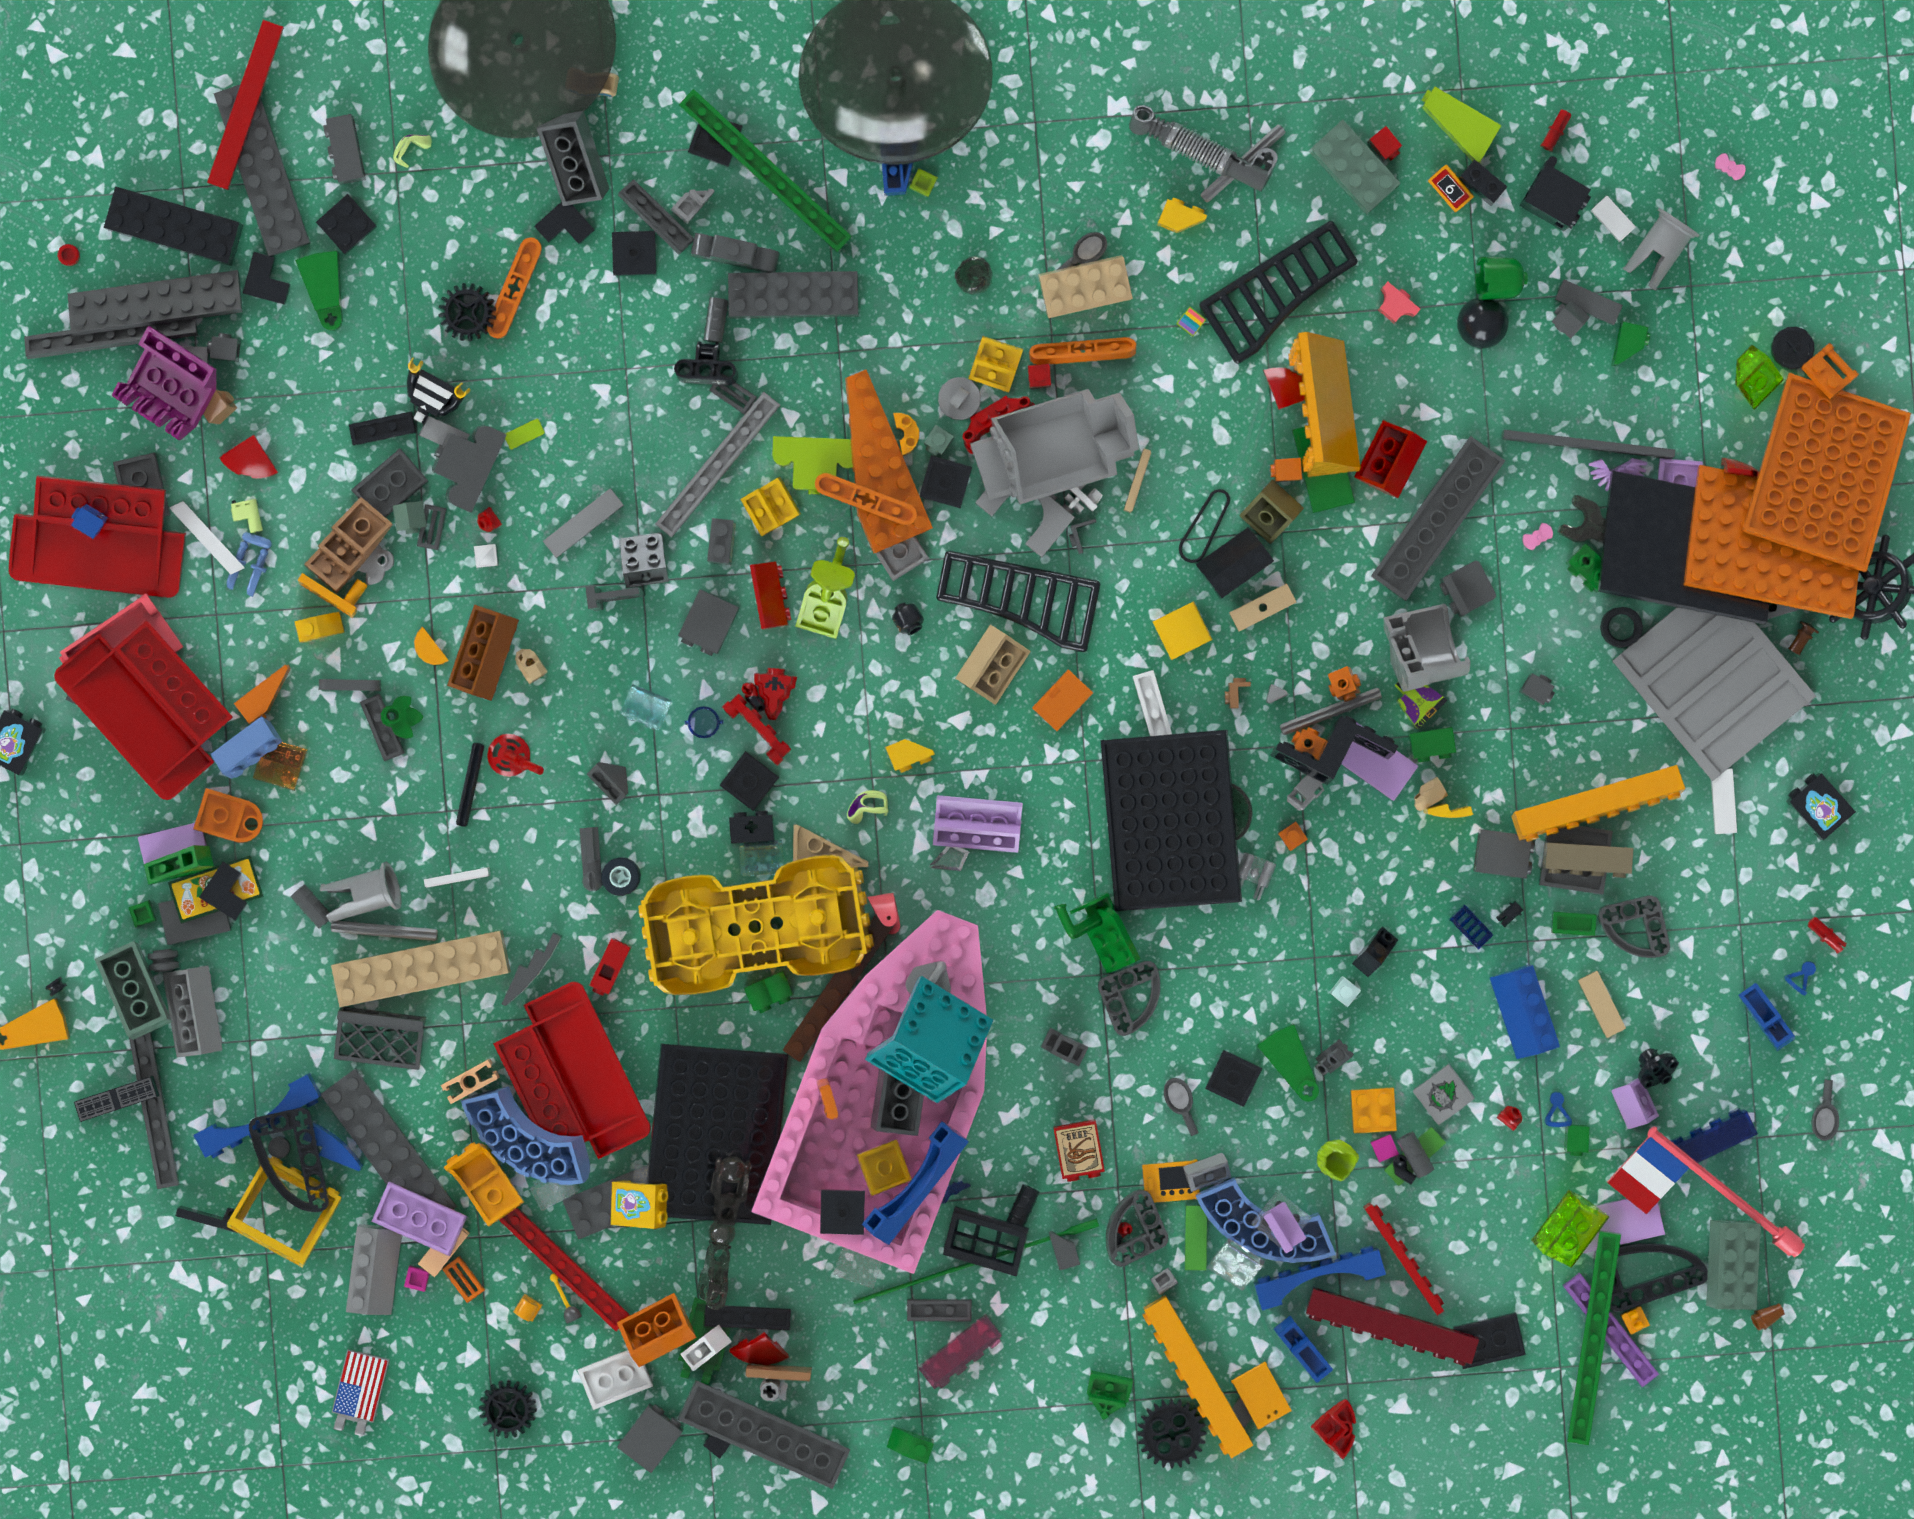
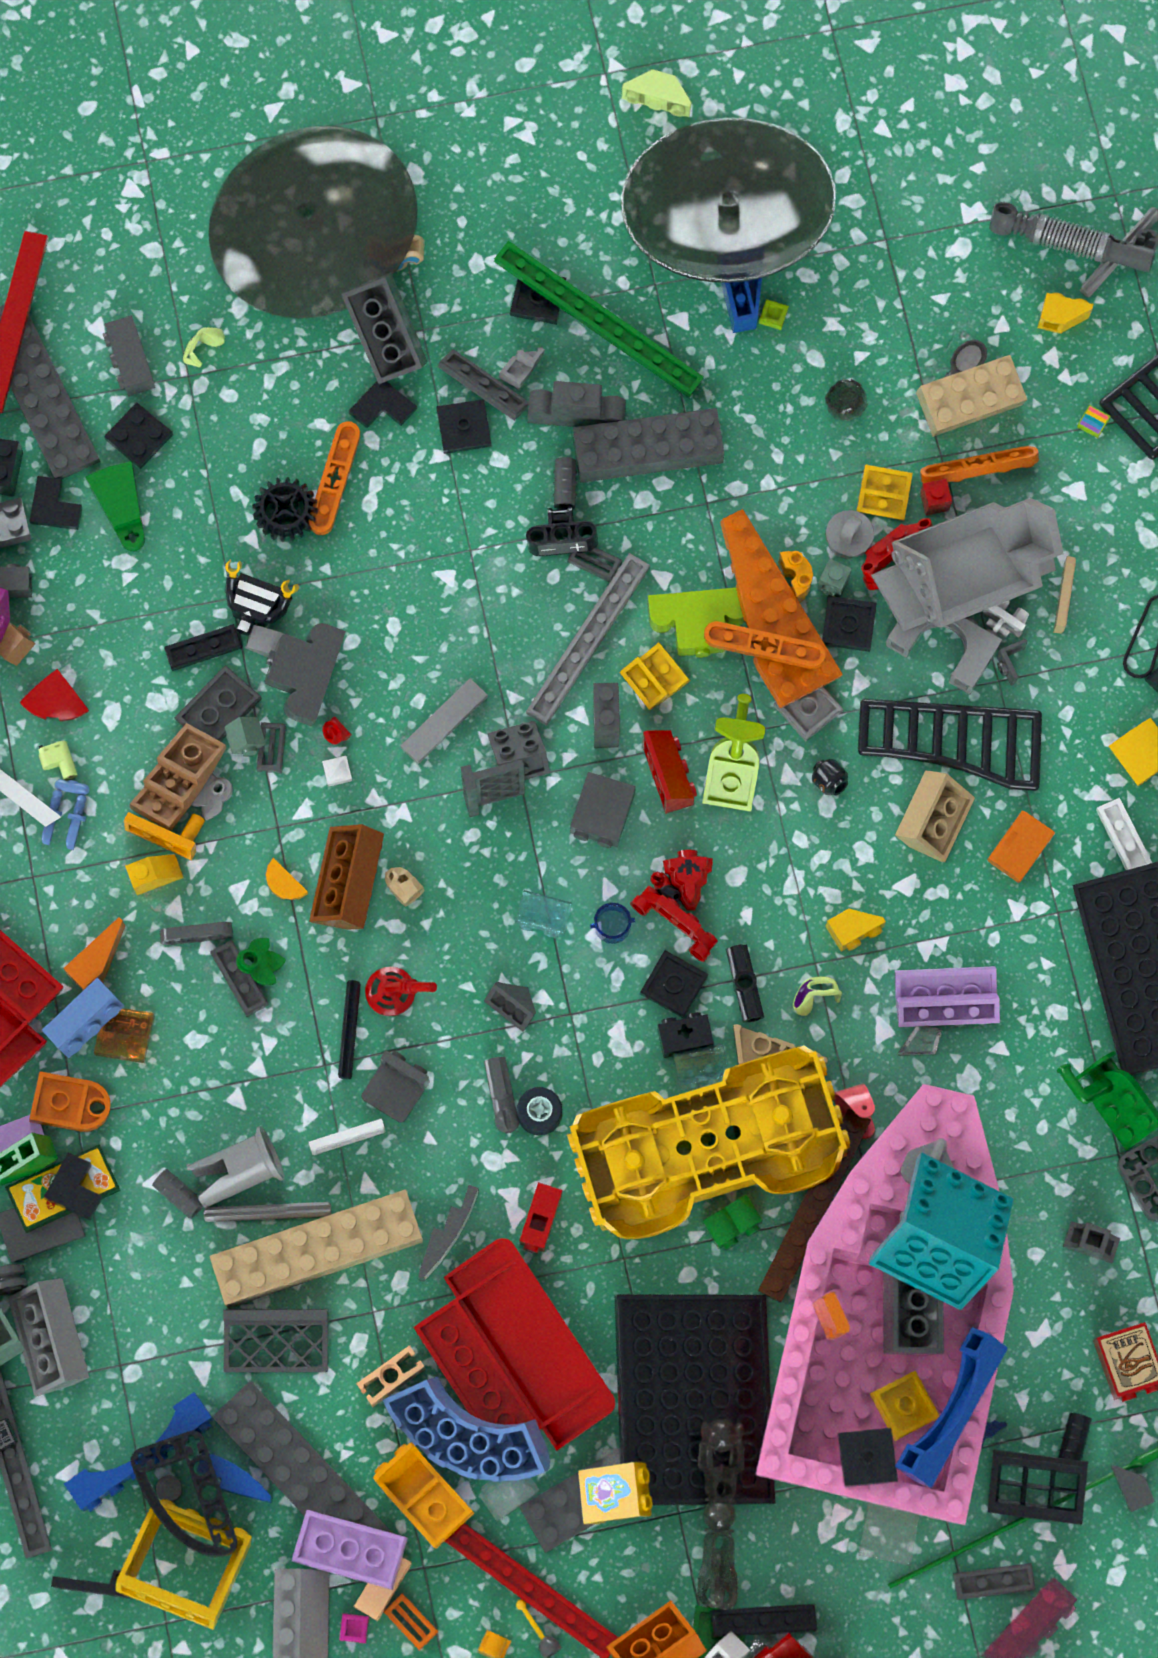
camera: 10 degrees left, 15 degrees down
(502, 840) = (396, 1086): none -> dark grey bracket
(524, 433) = (364, 634): lime sticker -> none
(809, 804) = (748, 998): none -> black piece

